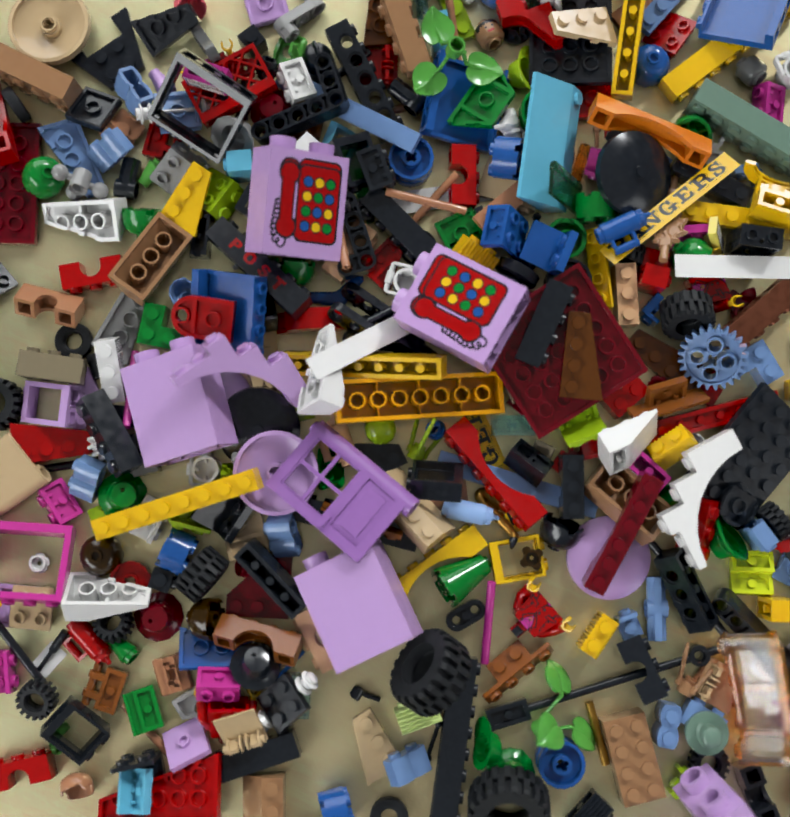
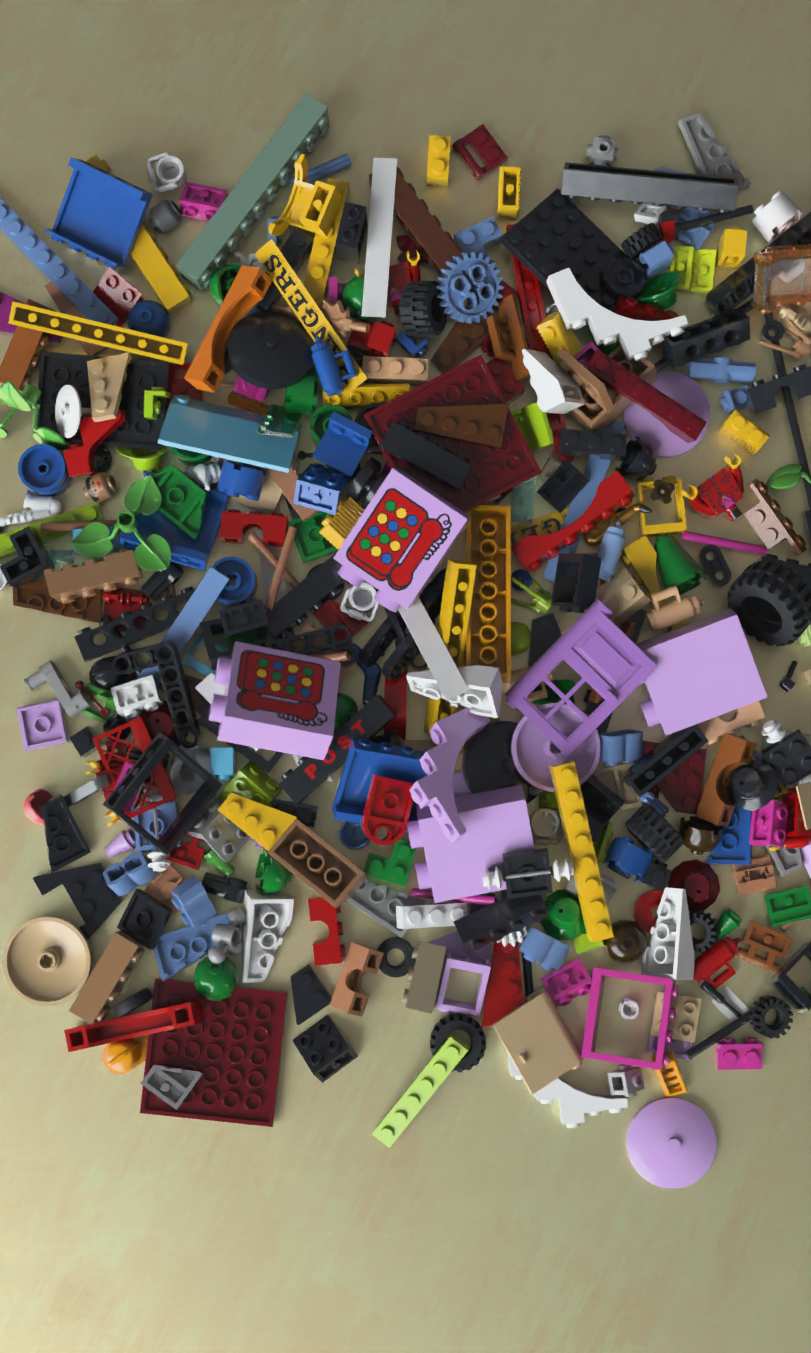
camera: 80 degrees left, 0 degrees up
(35, 264) = (308, 994): none -> black wing
(92, 362) = (424, 935): black pin -> none
(149, 452) = (527, 873): none -> black plate
(231, 573) = (649, 799): none -> medium blue axle
(281, 56) = (103, 711): none -> dark red hinge
(415, 577) = (672, 612): none -> light nougat piece
(572, 67) = (151, 404): none -> lime bracket
(635, 471) = (586, 379): none -> medium nougat wing
(715, 235) = (342, 270): light yellow tile -> none

